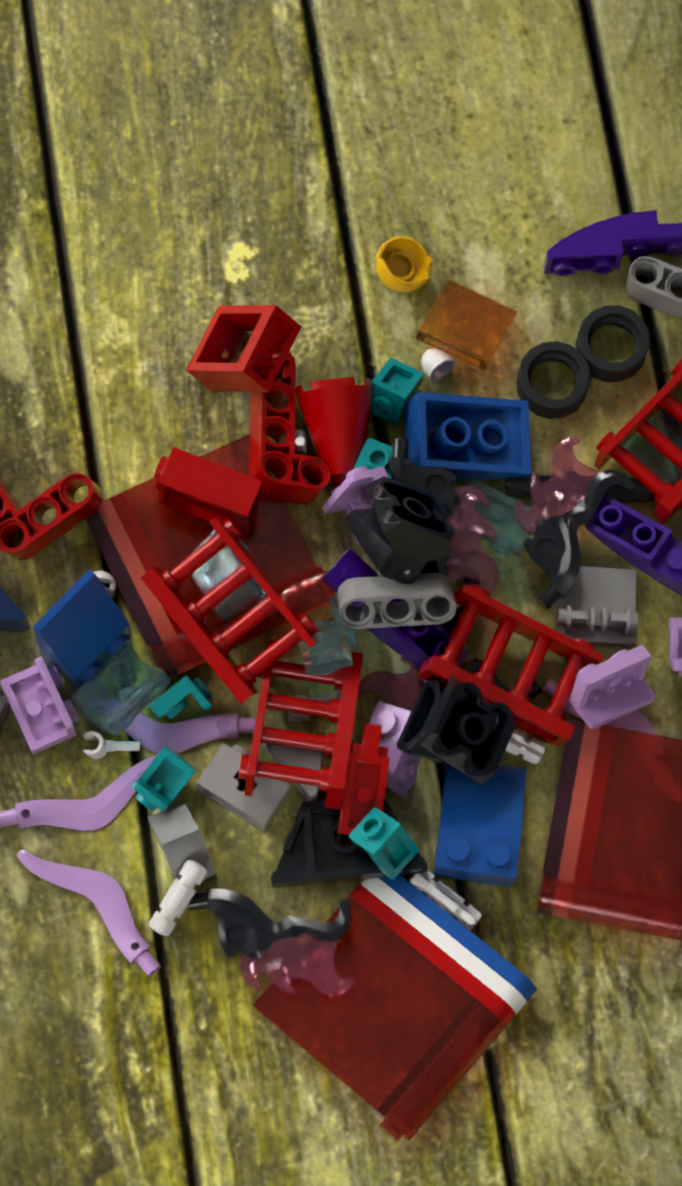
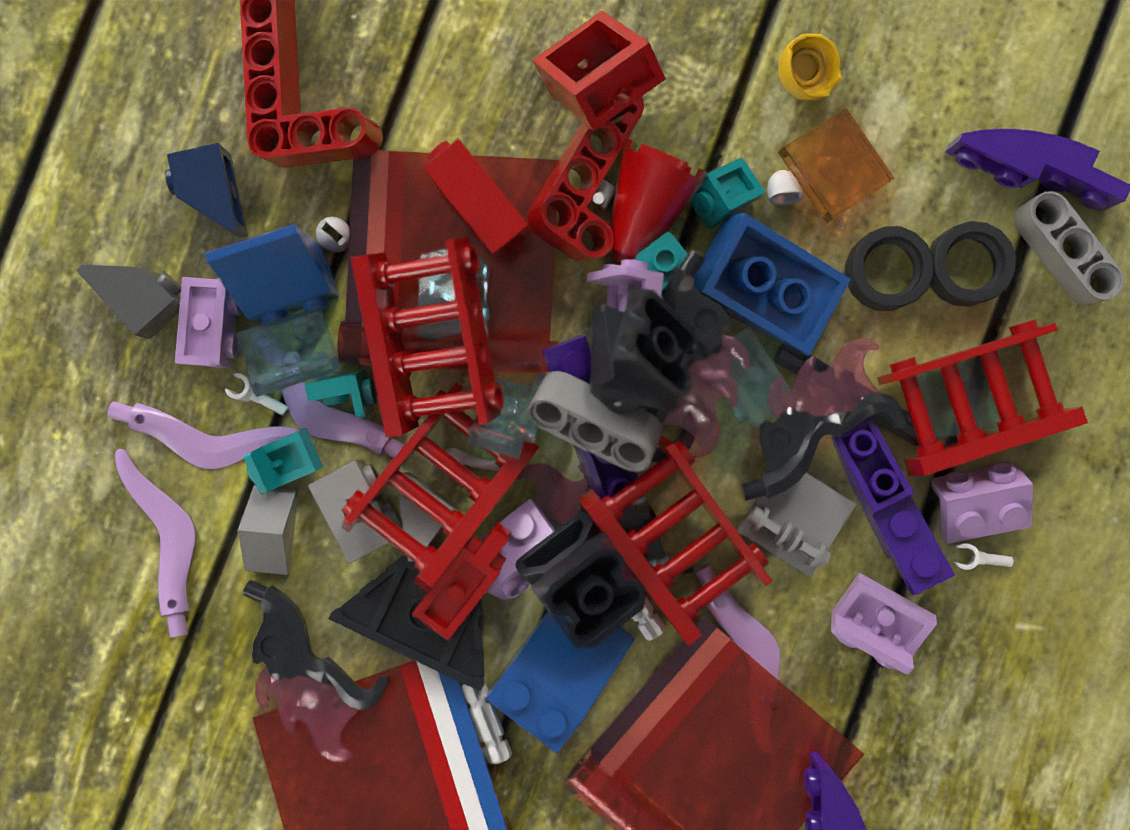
camera: 30 degrees right, 15 degrees up
(177, 897) = (234, 582): white axle -> none
(384, 842) = (446, 650): teal bracket -> none
(612, 687) = (761, 617): lavender bracket -> none

